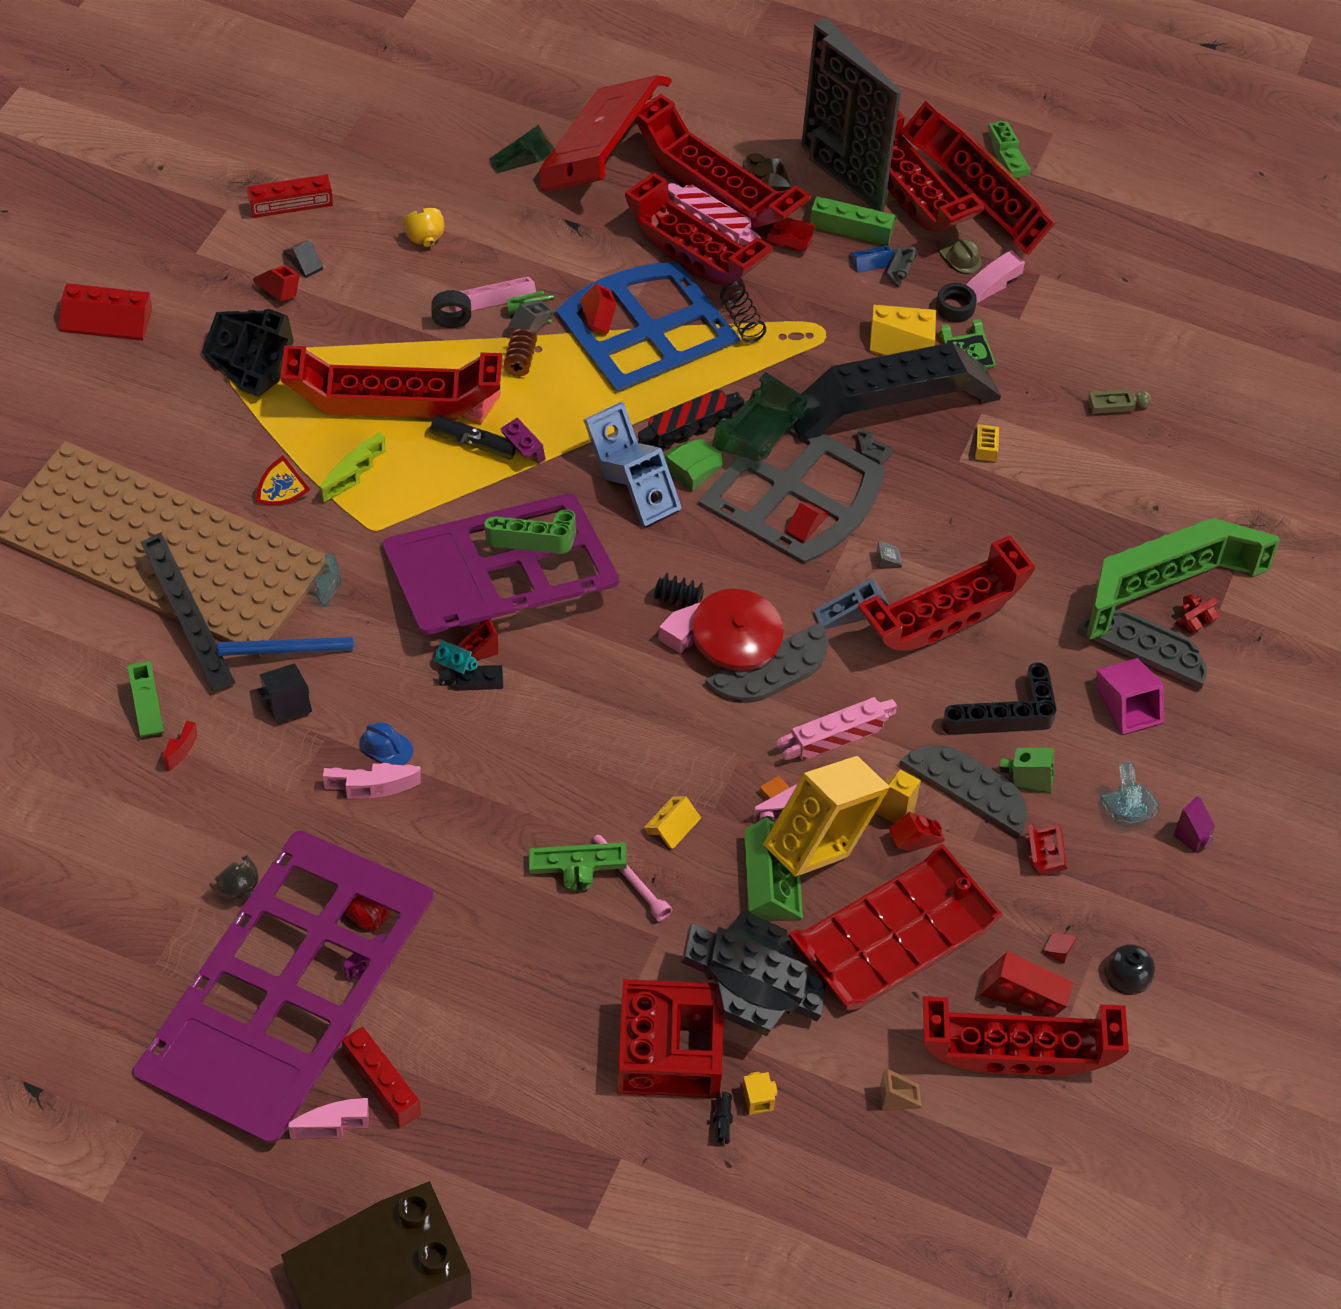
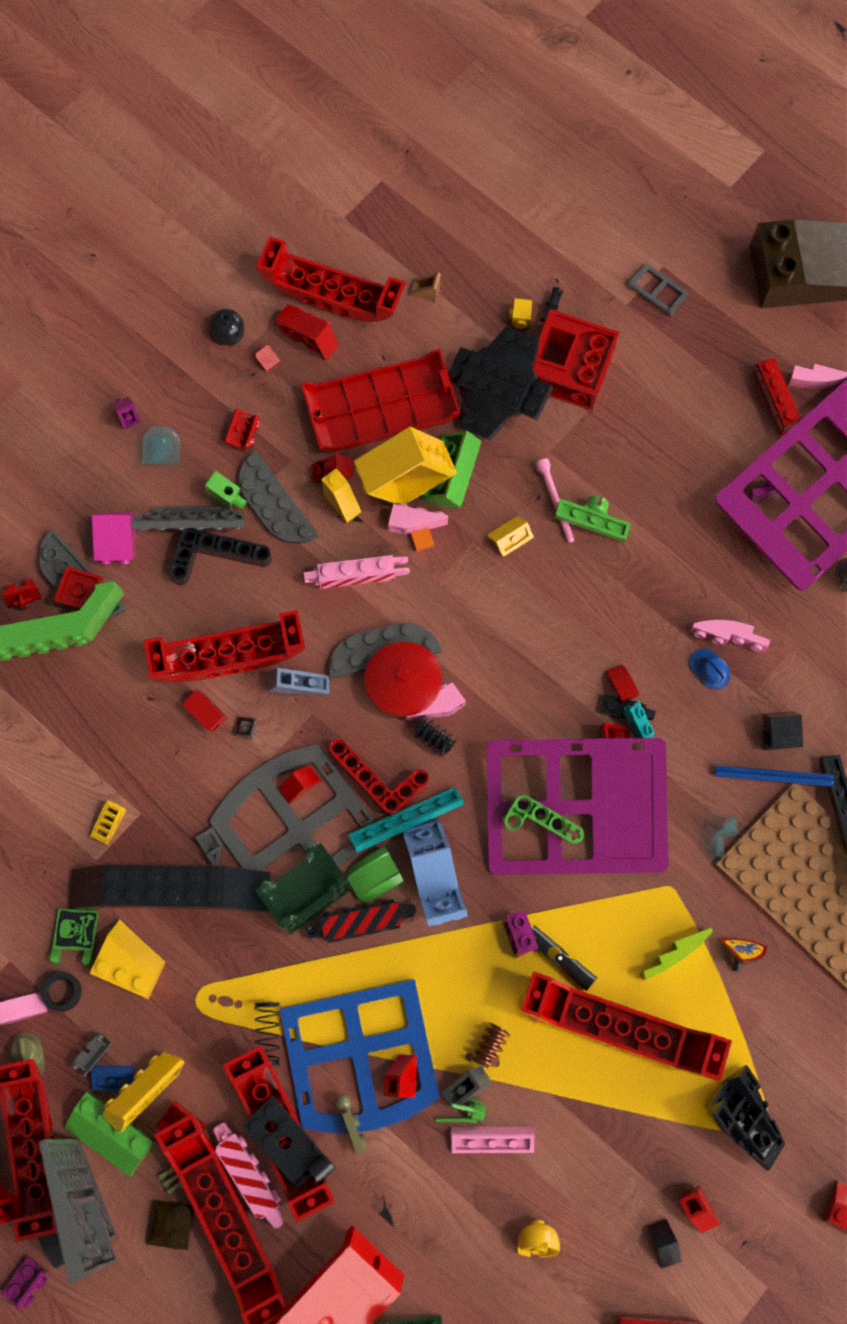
camera: 160 degrees left, 20 degrees up
(451, 319) = (542, 1116): black tyre -> none
(486, 696) = (623, 683): none -> red slope
(577, 1204) = (665, 281): none -> dark grey window
(632, 265) = (343, 1103): none -> olive plate
(670, 224) = (301, 1158): none -> black hinge
(679, 511) = (405, 819): none -> teal plate
(730, 534) = (374, 782): none -> red beam
(838, 236) = (142, 1091): none -> yellow slope
(938, 556) = (205, 711): none -> red hinge
(1061, 727) = (189, 517): none -> dark grey plate
(1137, 624) = (76, 587): none -> red plate

